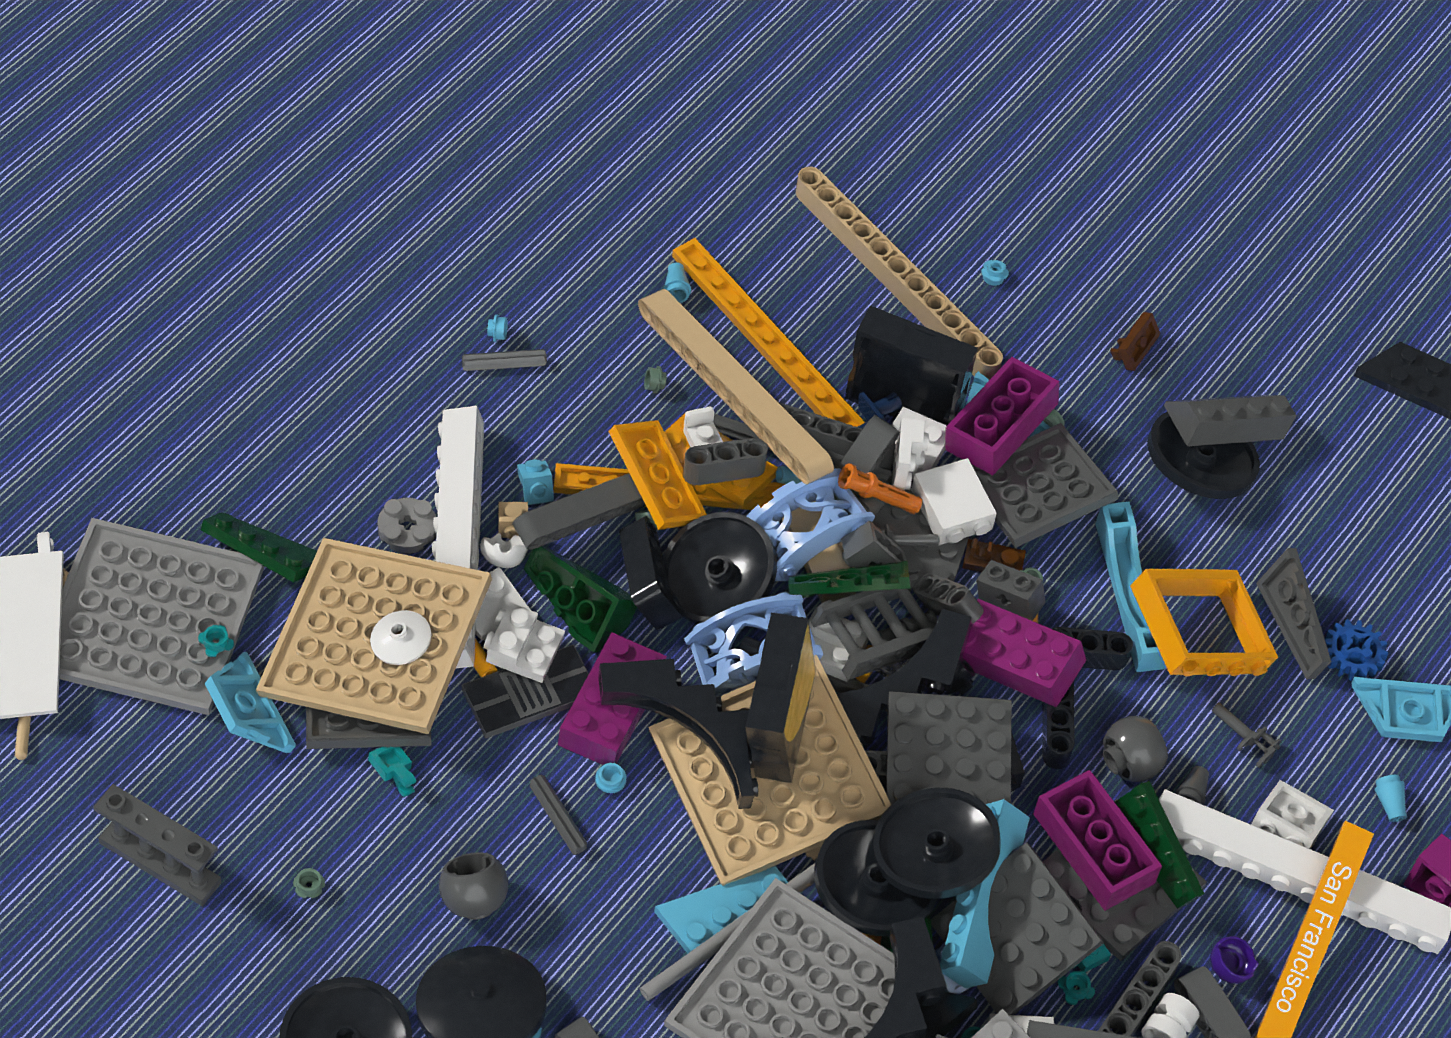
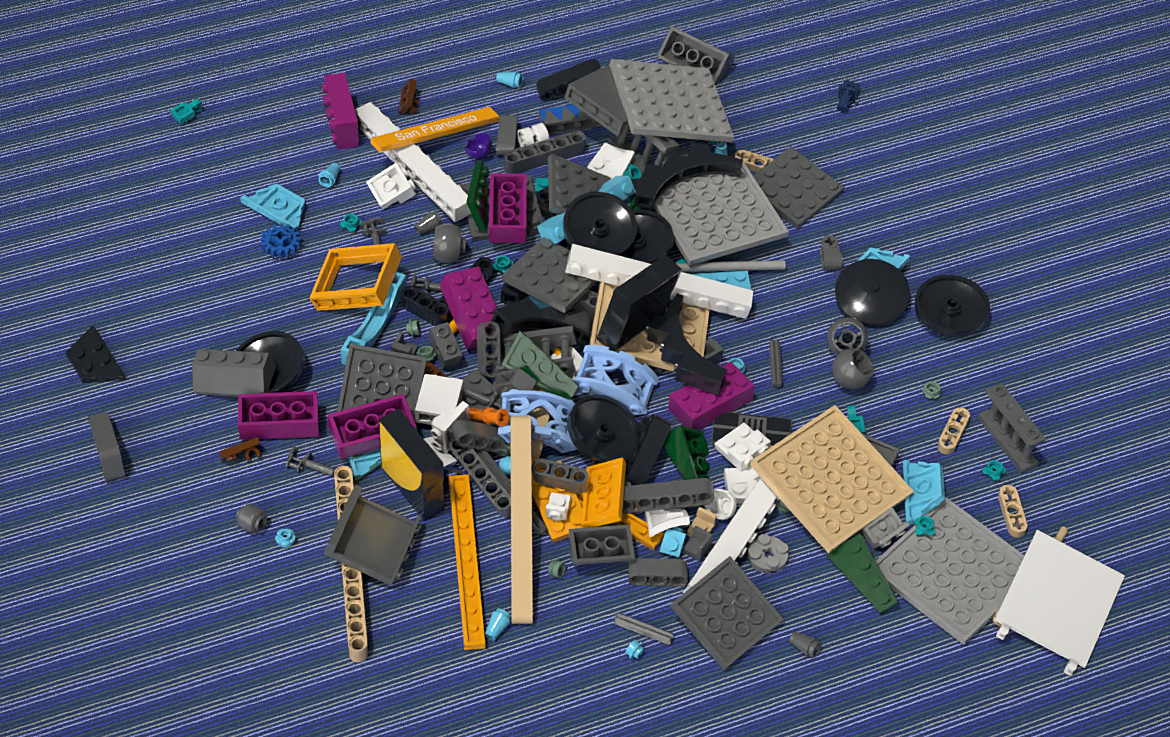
camera: 145 degrees left, 5 degrees down
(105, 758) = (1011, 518): none -> tan beam
(162, 789) = (997, 467): none -> teal plate
(253, 843) = (952, 423): none -> tan beam
(264, 622) = (884, 528): none -> light grey bracket
(295, 427) = (806, 644): none -> dark grey cone
(402, 647) = (816, 464): white dish -> none
(411, 403) = (726, 612): none -> dark grey plate
(437, 833) = (852, 369): none -> dark grey wheel
(500, 488) = (699, 544): none -> dark grey panel
(529, 430) = (657, 572): none -> dark grey beam
(556, 481) = (664, 519): none -> white plate
(615, 401) = (601, 544): none -> dark grey slope
(655, 777) = (713, 351): none -> dark grey panel
(794, 818) = (696, 289): none -> white brick
(893, 278) = (372, 538): none -> dark grey panel
(1041, 770) = (502, 264): none -> teal plate
(1048, 266) = (251, 518): none -> dark grey head
(1053, 369) = (305, 462): none -> dark grey piece
(1063, 574) = (403, 347): none -> dark grey panel
(1076, 613) = (413, 328): none -> sand green plate
(1110, 691) = (427, 286): none -> dark grey piece
(1128, 396) = (278, 415): none -> magenta brick
(1290, 267) = (106, 446): none -> dark grey beam
(1294, 611) = (296, 267): dark grey wing -> none
(1297, 729) = (350, 222): none -> teal plate
(1417, 1012) = (407, 94): none -> reddish brown plate

